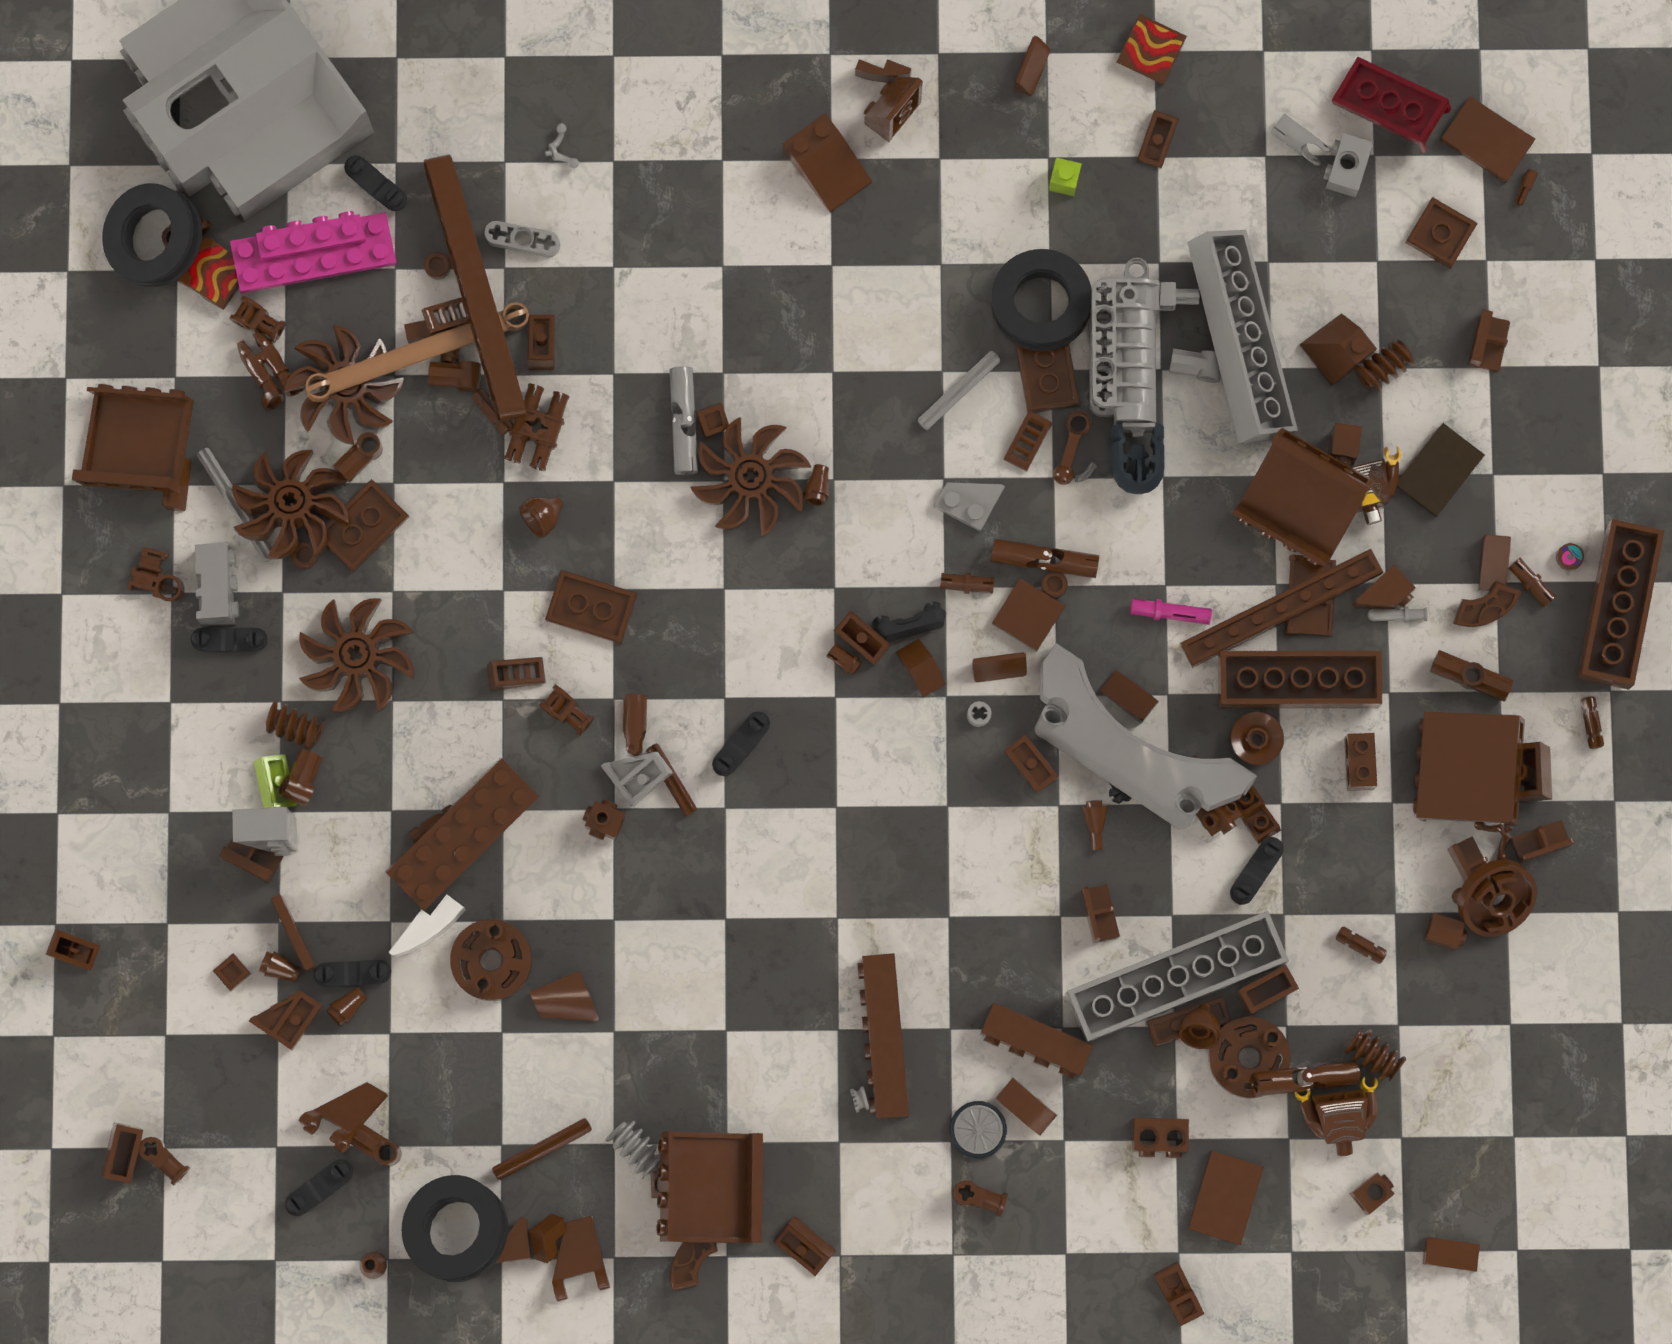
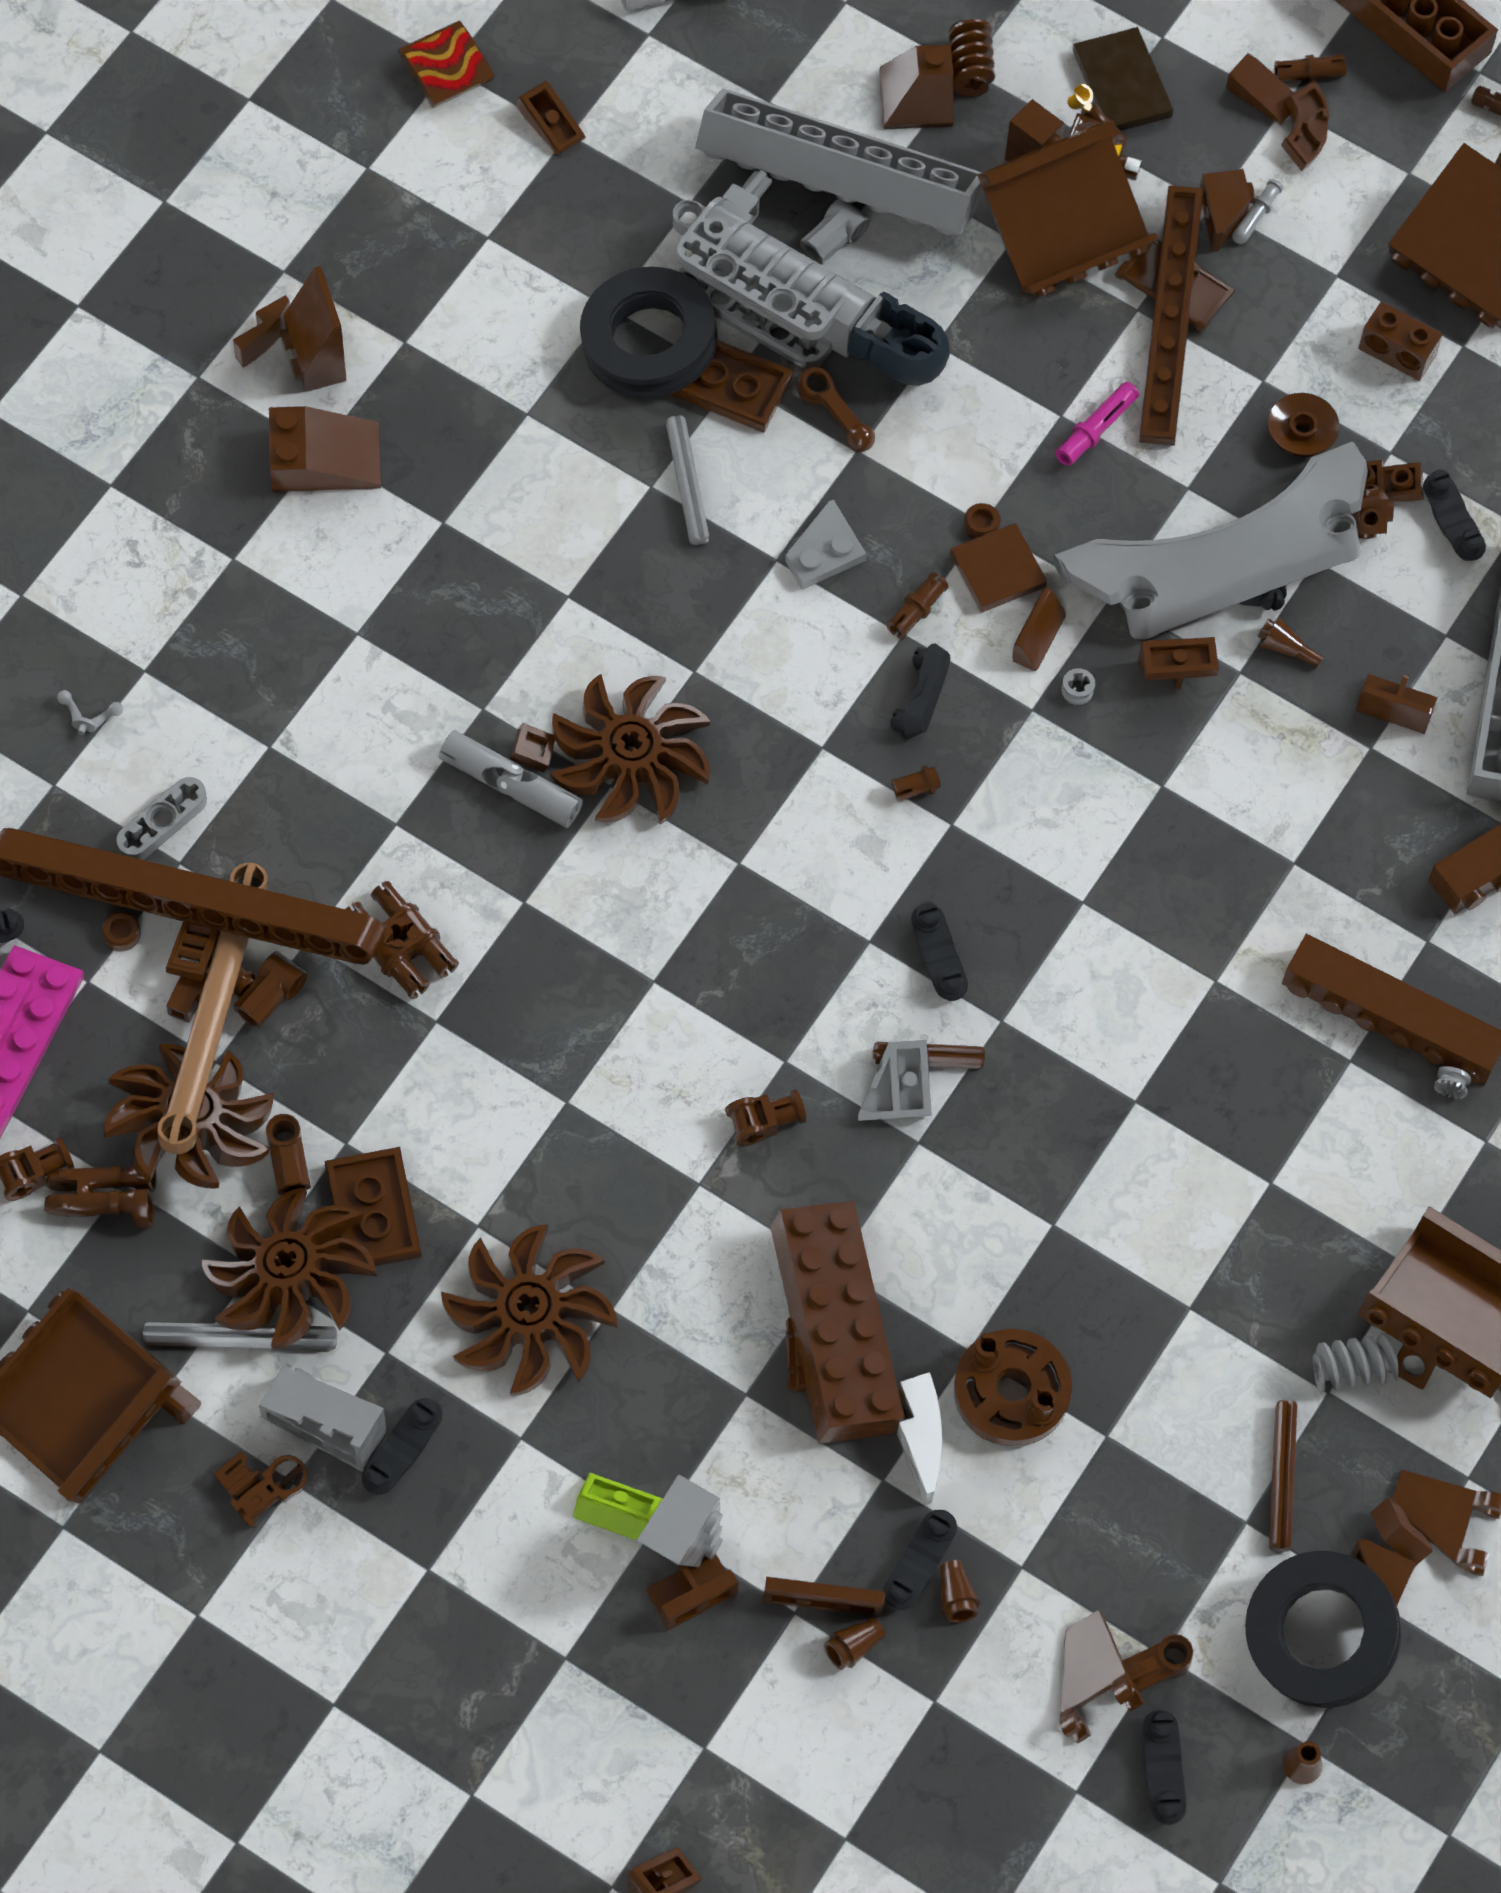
camera: 60 degrees left, 15 degrees down
(232, 972) = (820, 1705): reddish brown tile -> none
(288, 1019) = (926, 1671): reddish brown wing -> none
(293, 726) = (564, 1434): reddish brown piece -> none
(298, 784) = (641, 1475): reddish brown piece -> none
(303, 556) = (364, 1296): reddish brown tile -> none
(481, 398) = (343, 978): reddish brown axle -> none
(493, 666) = (667, 1168): reddish brown slope -> none
(541, 342) = (301, 874): reddish brown slope -> none
(541, 514) = (509, 1000): reddish brown helmet -> none
(565, 999) = (1117, 1334): reddish brown slope -> none
(591, 607) = (657, 1016): reddish brown tile -> none
(607, 829) = (930, 1152): reddish brown brick -> none
(634, 722) = (832, 1050): reddish brown piece -> none
(817, 486) = (692, 687): reddish brown cone -> none
(862, 637) = (906, 746): reddish brown slope -> none
(921, 667) = (981, 710): reddish brown slope -> none
(1032, 66) = (372, 188): reddish brown slope -> none
(1038, 420) = (786, 426): reddish brown slope -> none
(1039, 557) = (943, 511): reddish brown piece -> none
(1065, 176) = (526, 227): lime brick -> none
(1085, 473) = (876, 421): light grey leg -> none
(1129, 696) = (1169, 520): reddish brown slope -> none
(1299, 679) = (1266, 341): reddish brown brick -> none
(1488, 681) = (1389, 172): reddish brown piece -> none
(1570, 557) = (1306, 19): tile -> none

